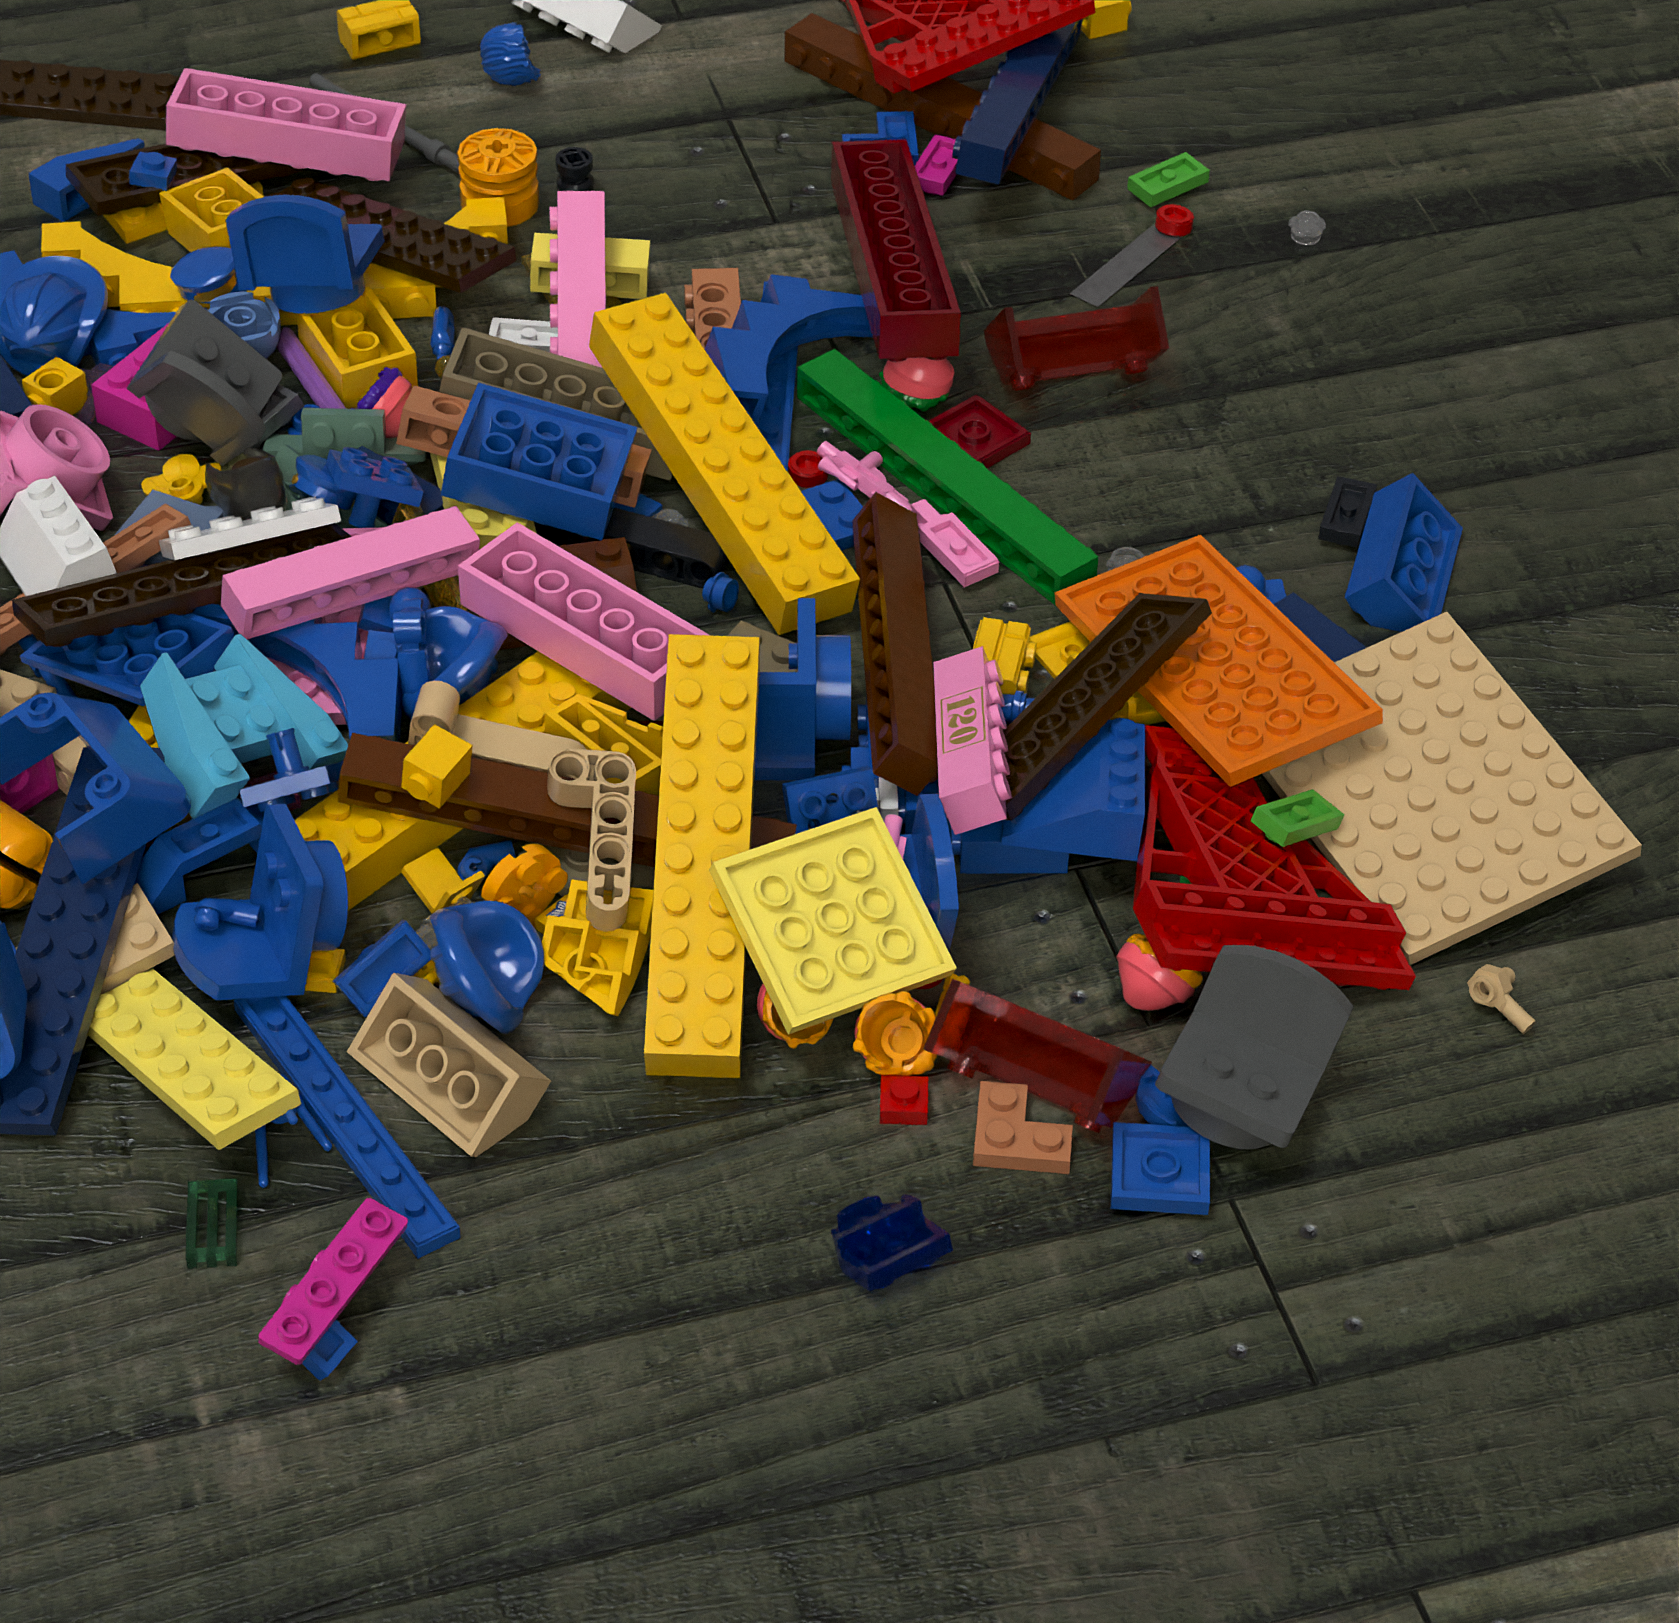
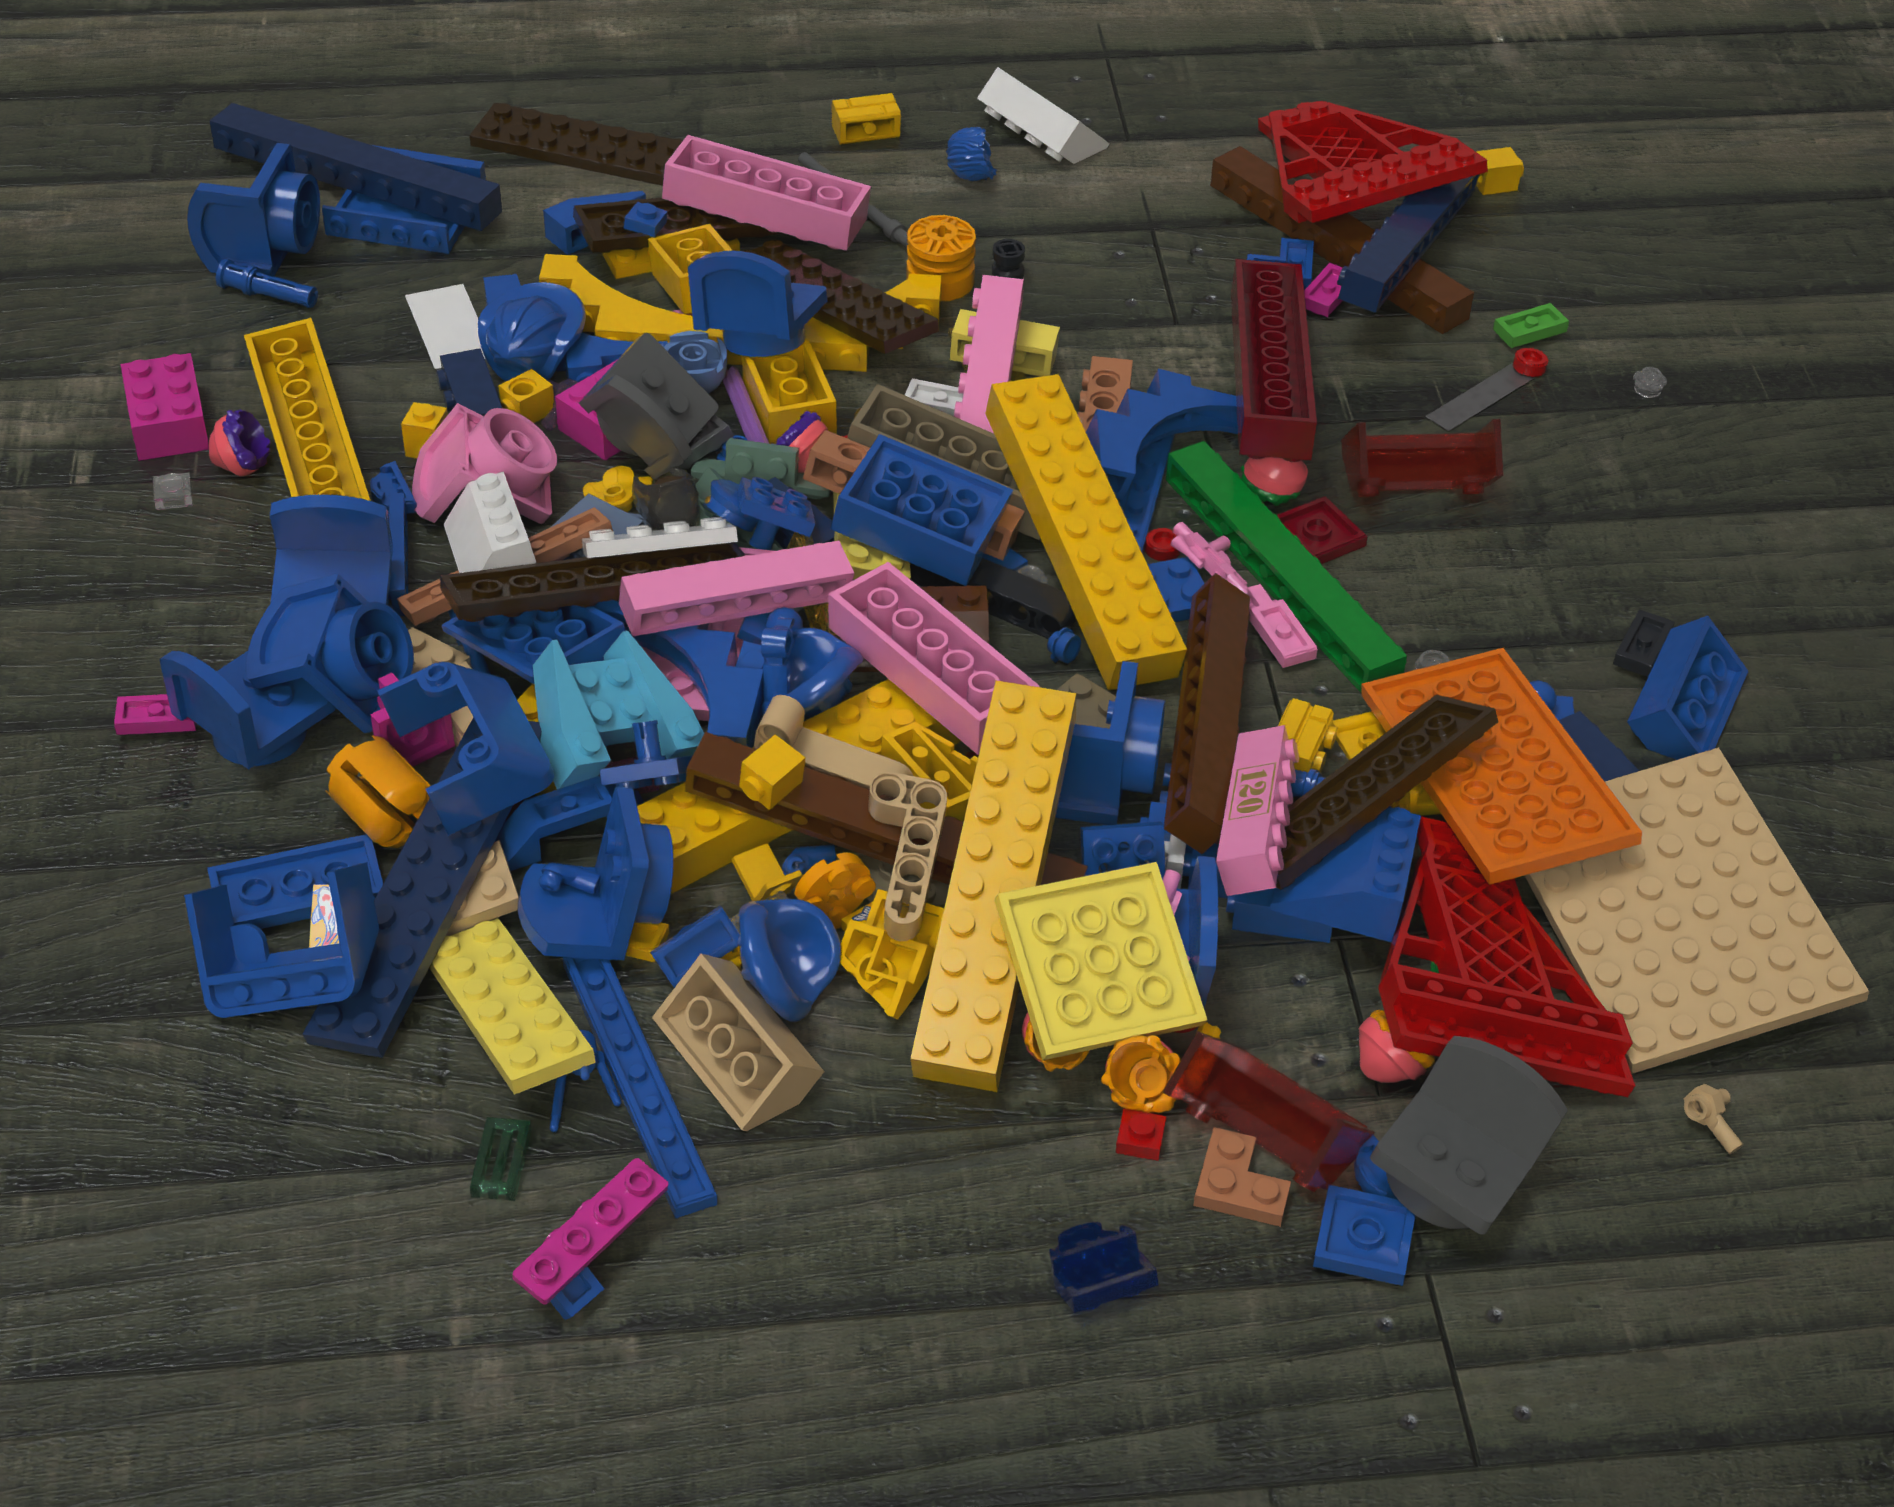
camera: 10 degrees right, 0 degrees up
(205, 274) = (669, 313): blue piece -> none
(443, 332) = (867, 382): blue piece -> none
(1297, 818) = (1547, 922): bright green plate -> none

